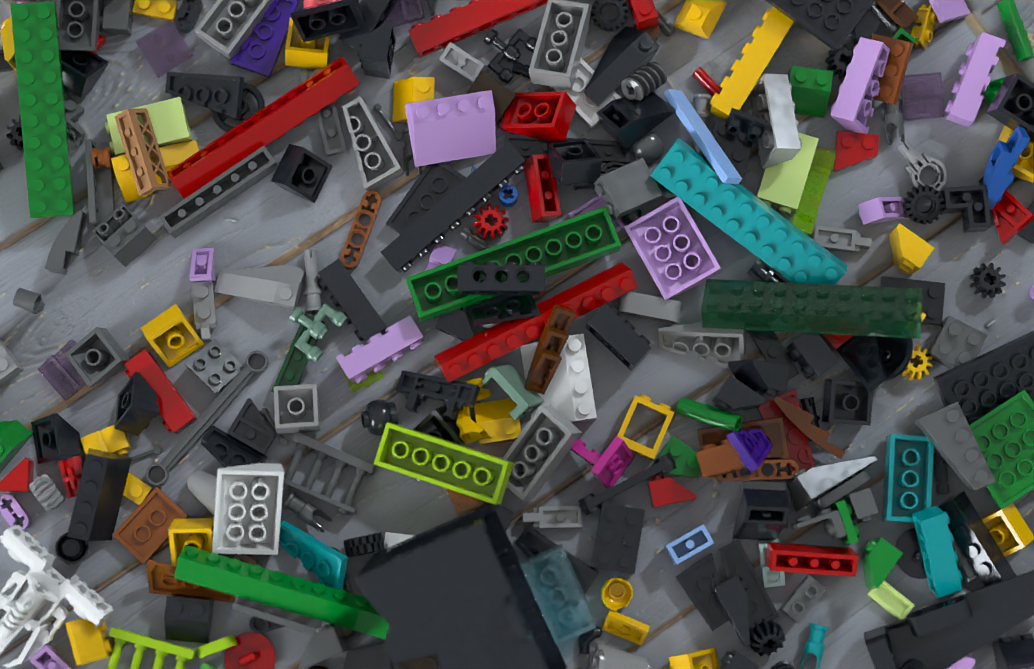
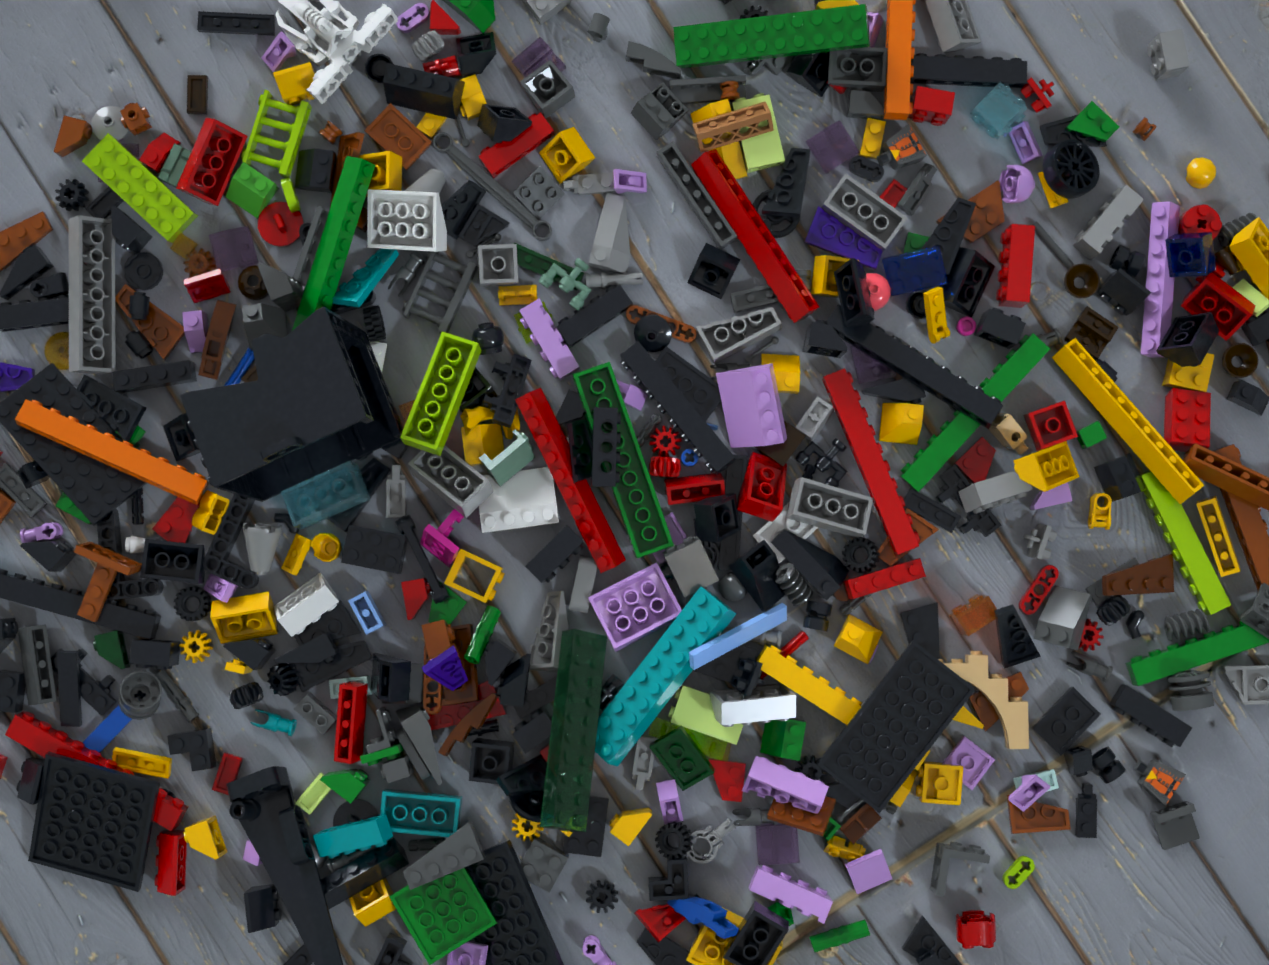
camera: 90 degrees right, 5 degrees up
(145, 602) = (330, 132): none -> dark orange wheel
(329, 387) = (517, 295): none -> yellow hinge
(362, 235) = (656, 325): none -> black dish
(519, 220) = (664, 467): none -> red gear
(548, 350) = (543, 490): reddish brown slope -> none
(682, 614) = (306, 605): none -> white slope
(683, 53) = (817, 616): none -> black wheel
(835, 196) = (682, 758): none -> dark green plate

